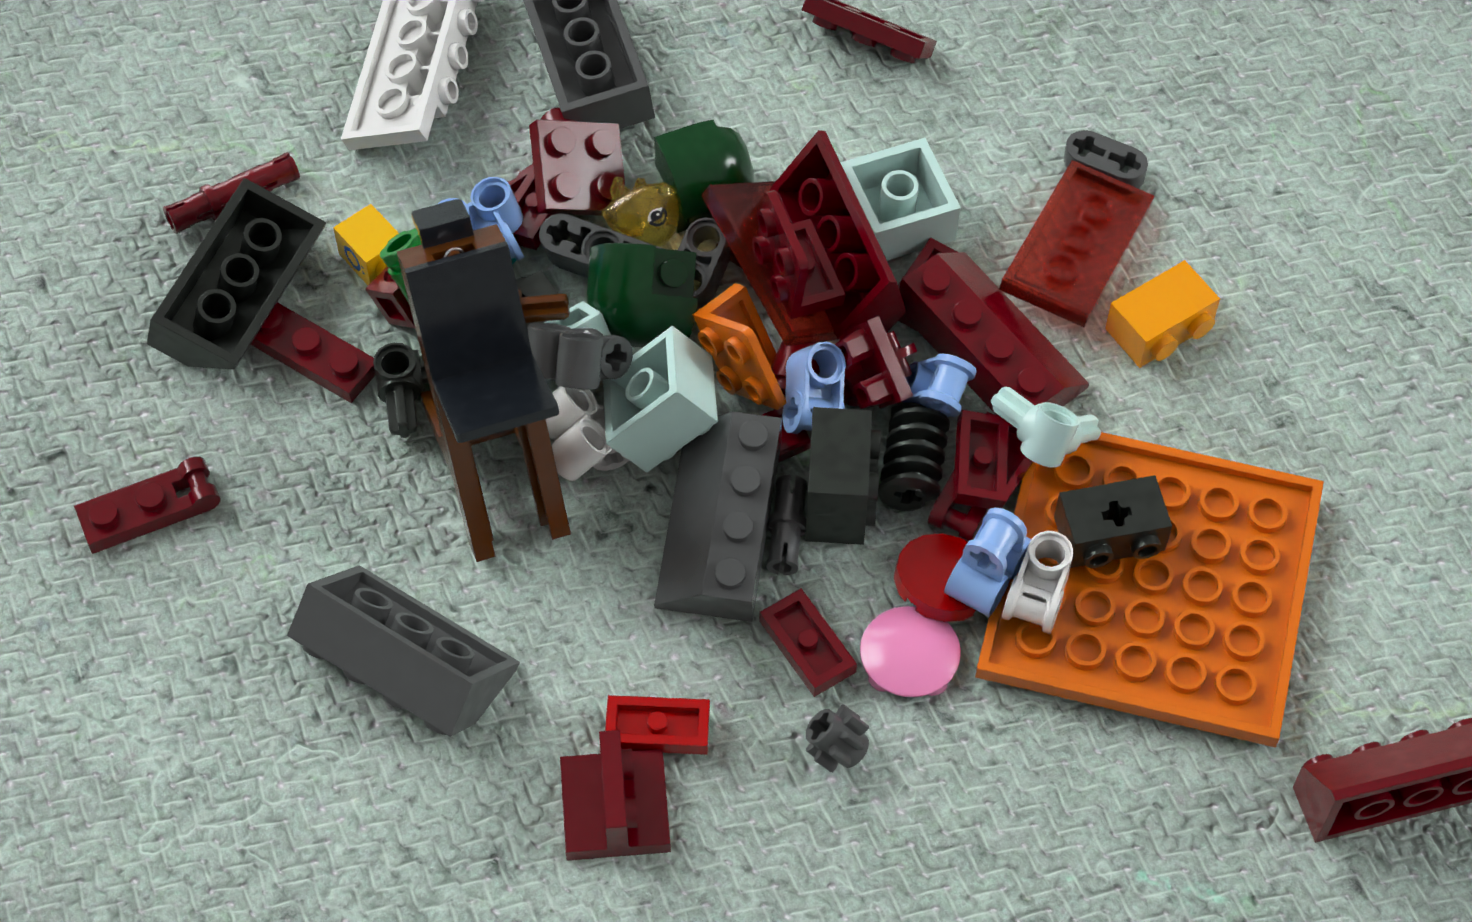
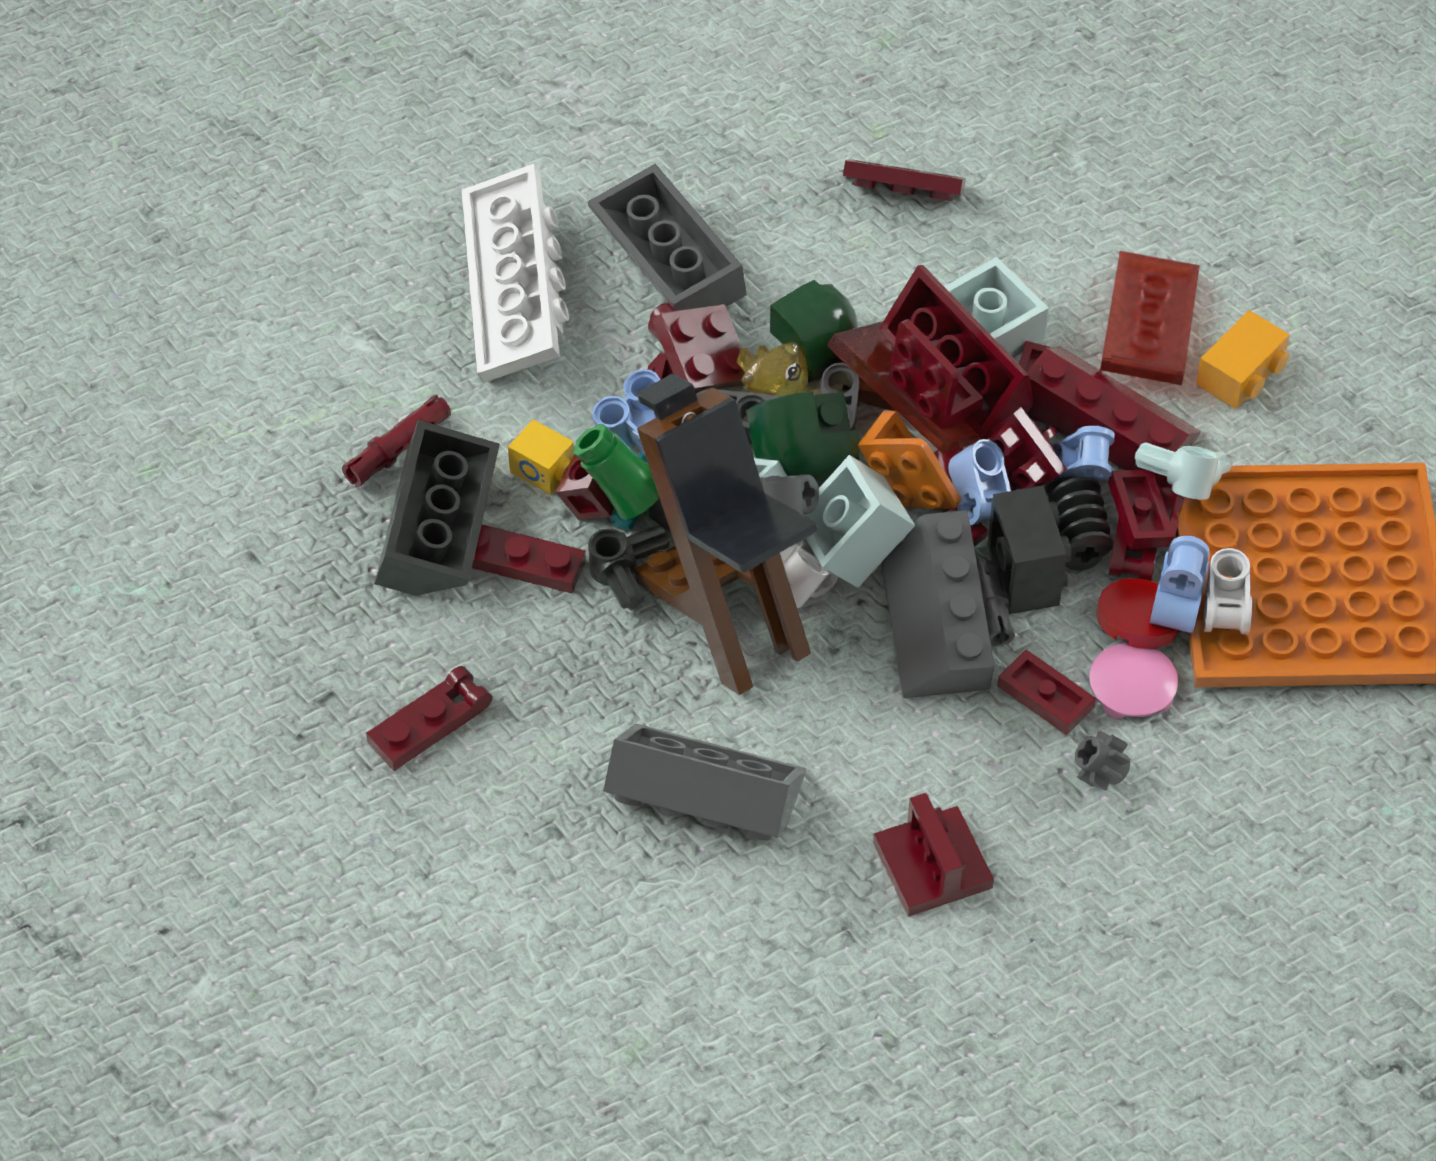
camera: 15 degrees left, 5 degrees down
(660, 723) = (949, 785): red plate -> none
(1107, 156) = (1147, 241): dark grey beam -> none
(1114, 521) = (1271, 530): pearl dark grey brick -> none

